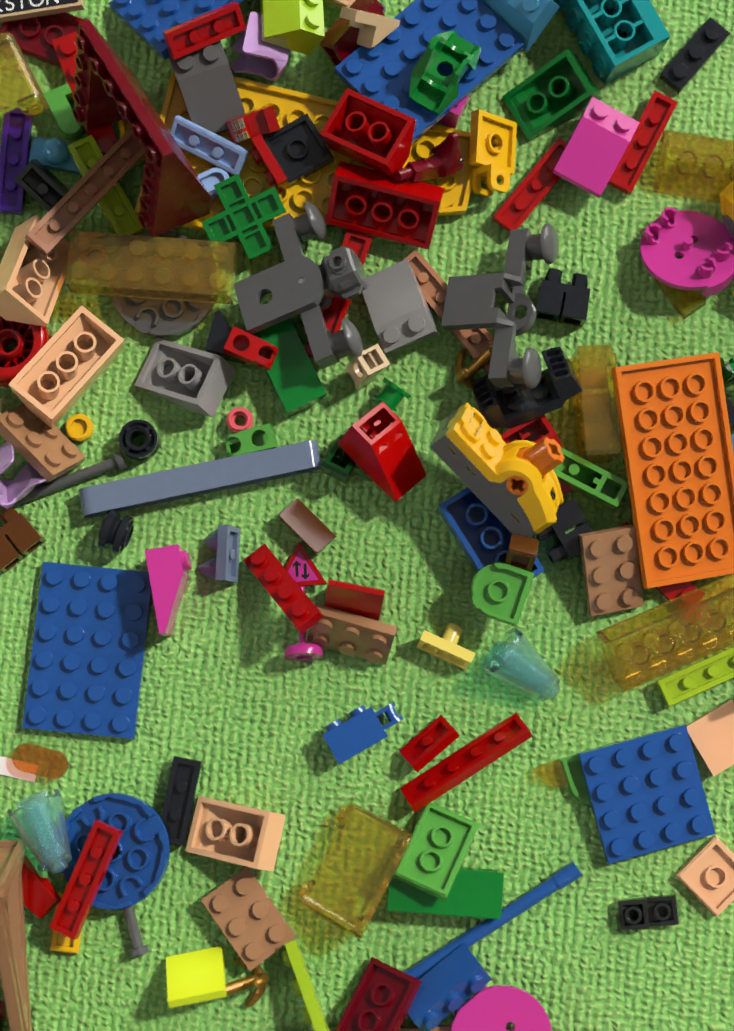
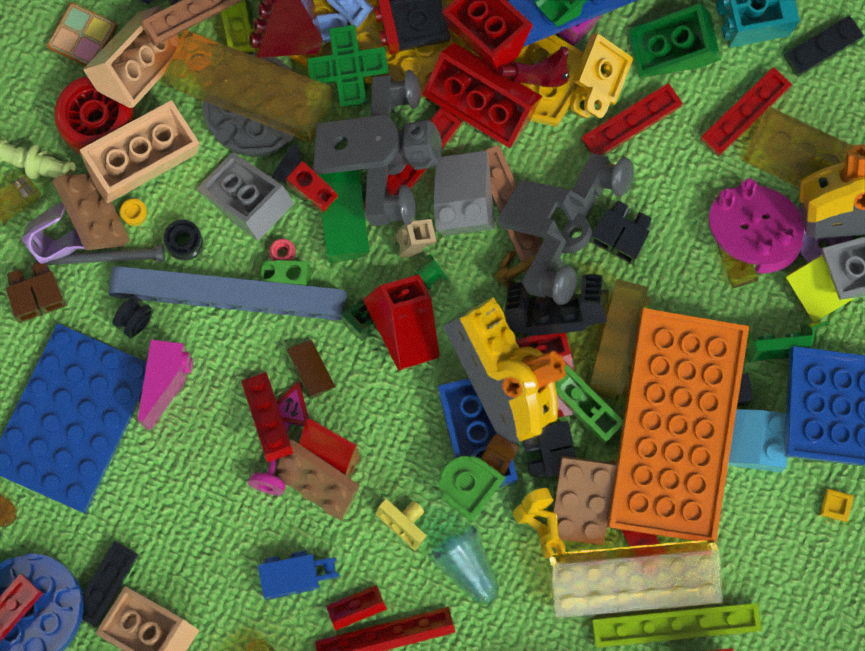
camera: 25 degrees right, 5 degrees down
(227, 545) = (230, 364): sand blue tile -> none
(564, 597) = (528, 513): none -> yellow piece
(595, 147) = (698, 102): dark pink slope -> none

